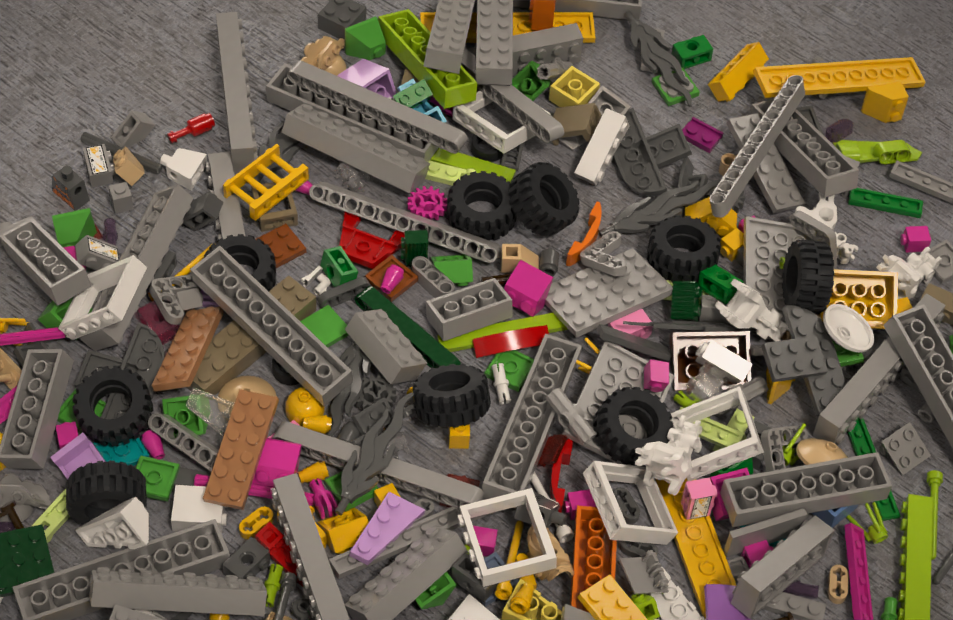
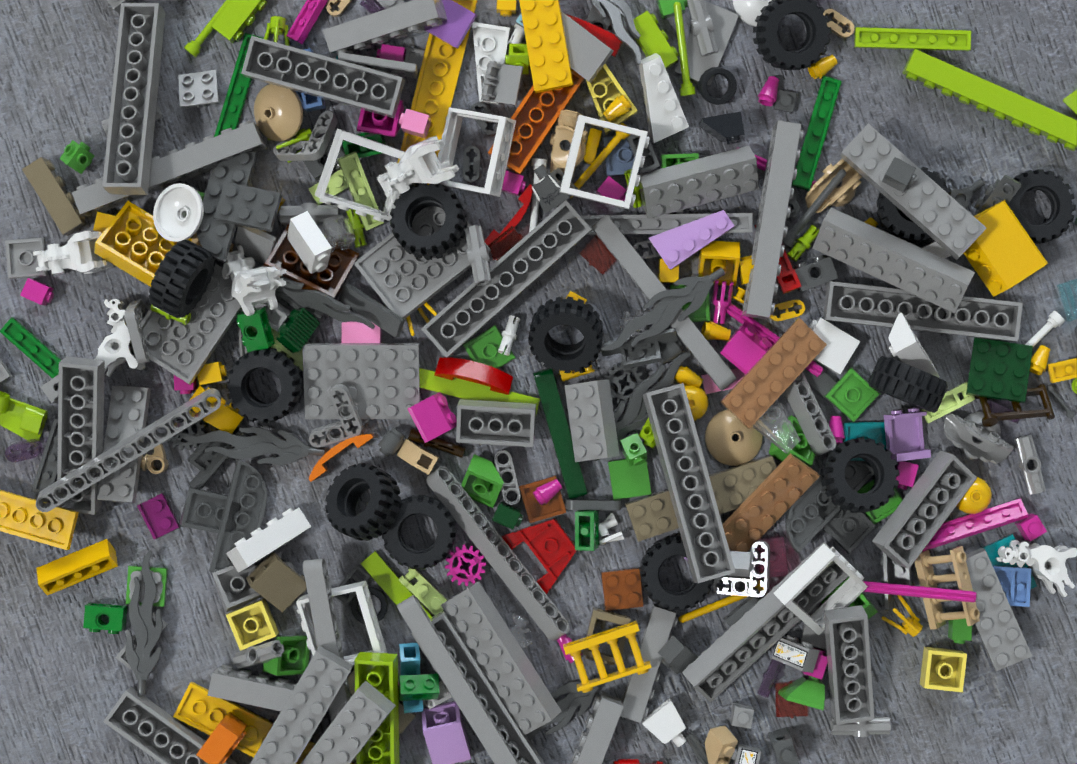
camera: 145 degrees left, 35 degrees up
(335, 342) = (633, 450): none -> bright green brick
(656, 375) = (375, 263): dark pink brick -> none

